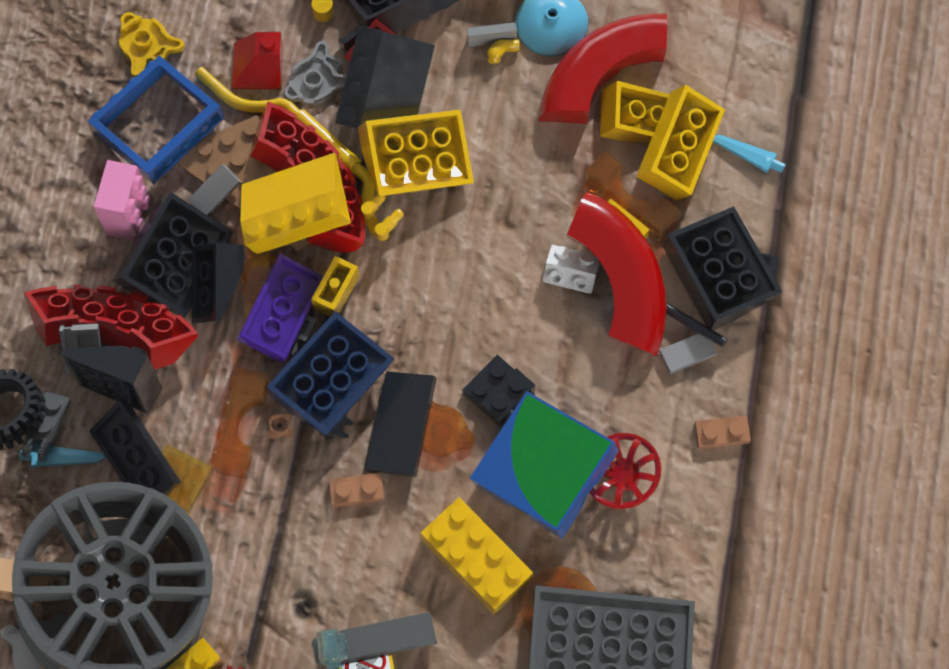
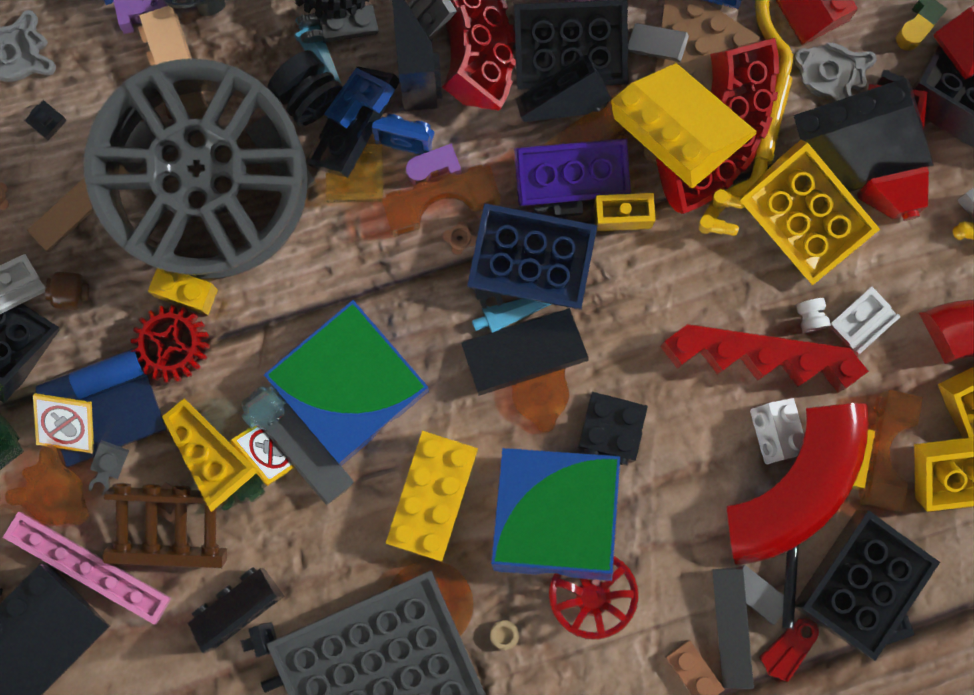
camera: 60 degrees right, 10 degrees up
(75, 474) = (304, 87): none -> black wheel
(116, 435) = (359, 91): none -> blue plate
(171, 421) = (403, 134): none -> blue slope
(208, 413) = (433, 164): none -> medium lavender leg
(346, 573) = (347, 382): none -> green tile
(356, 489) = (437, 345): nougat plate -> none
(361, 429) = (501, 316): none -> medium azure bar
(441, 83) = (898, 194): none -> red slope
(498, 195) = (813, 315): none -> white wheel
(506, 247) = (765, 353): none -> red brick
(522, 161) = (864, 321): none -> white plate
(616, 560) = (504, 635): none -> tan tile
(703, 383) = (733, 628): none -> dark grey slope
(742, 353) = (789, 650): none -> red piece

